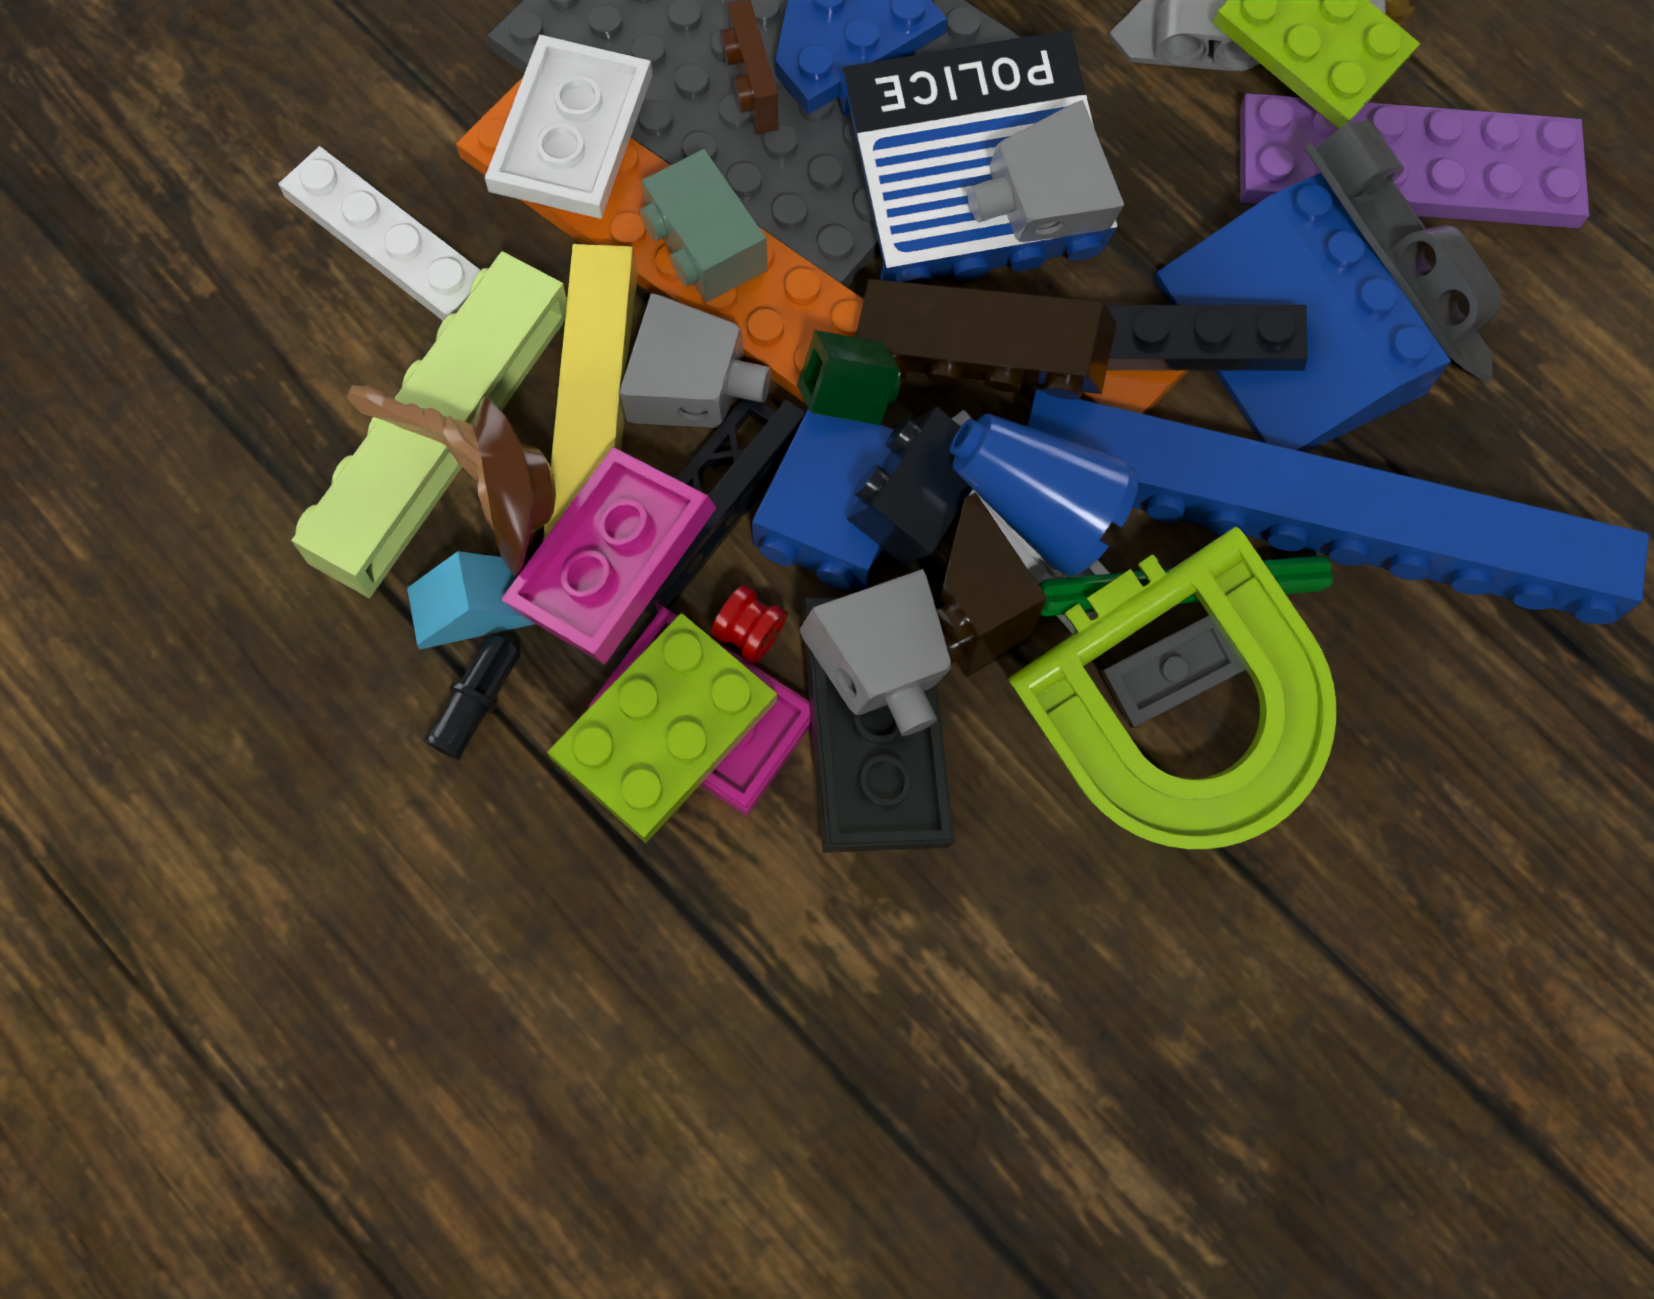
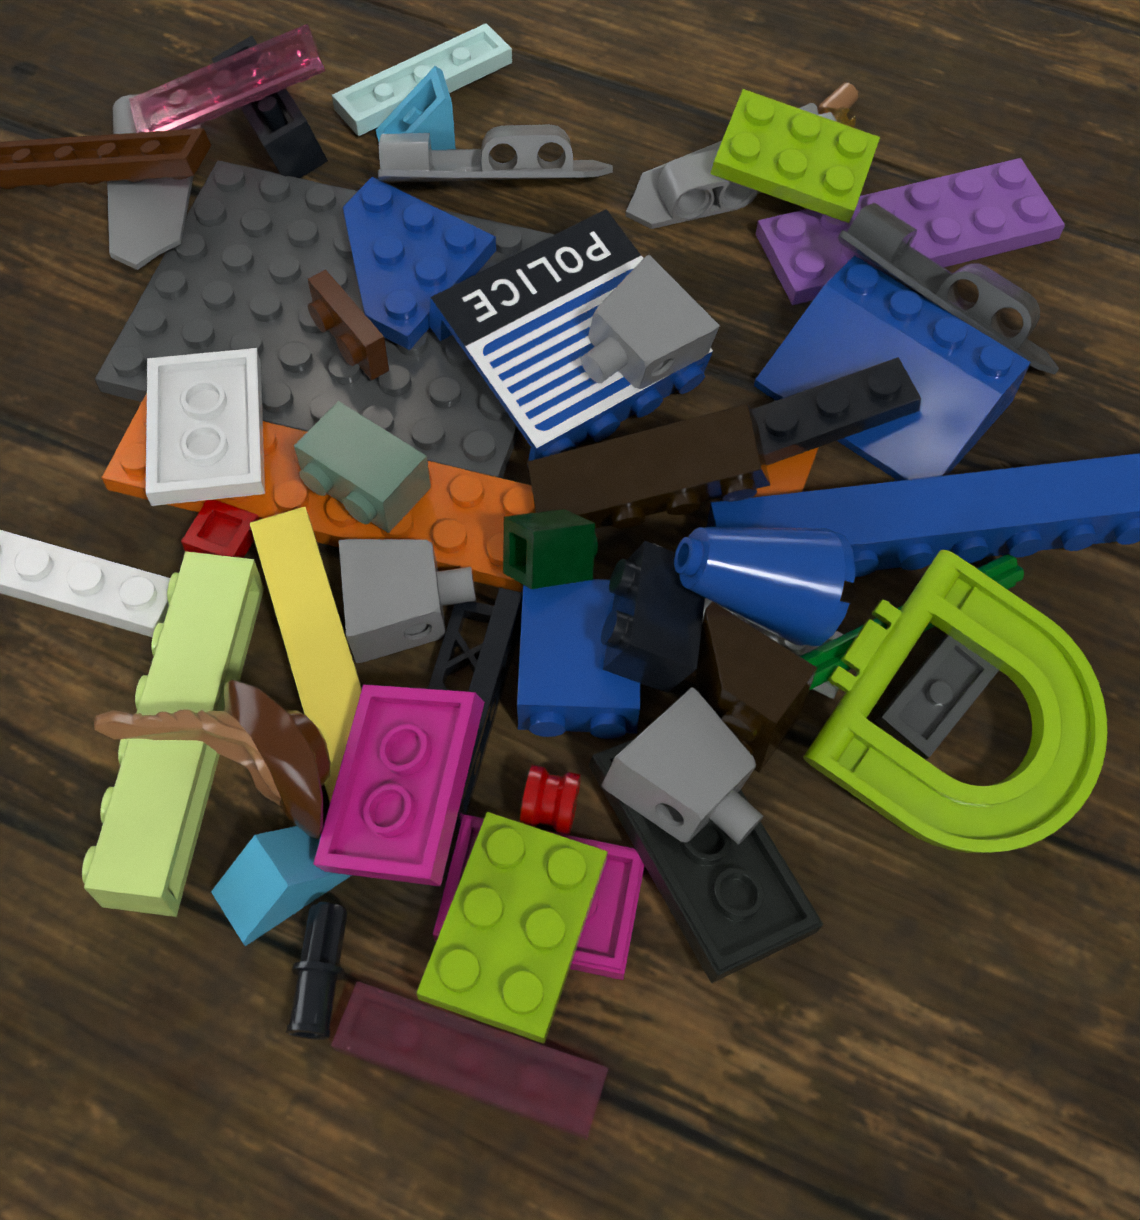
camera: 20 degrees left, 10 degrees down
(545, 241) = (220, 530): none -> red plate
(577, 830) = (471, 1059): none -> clear pink tile

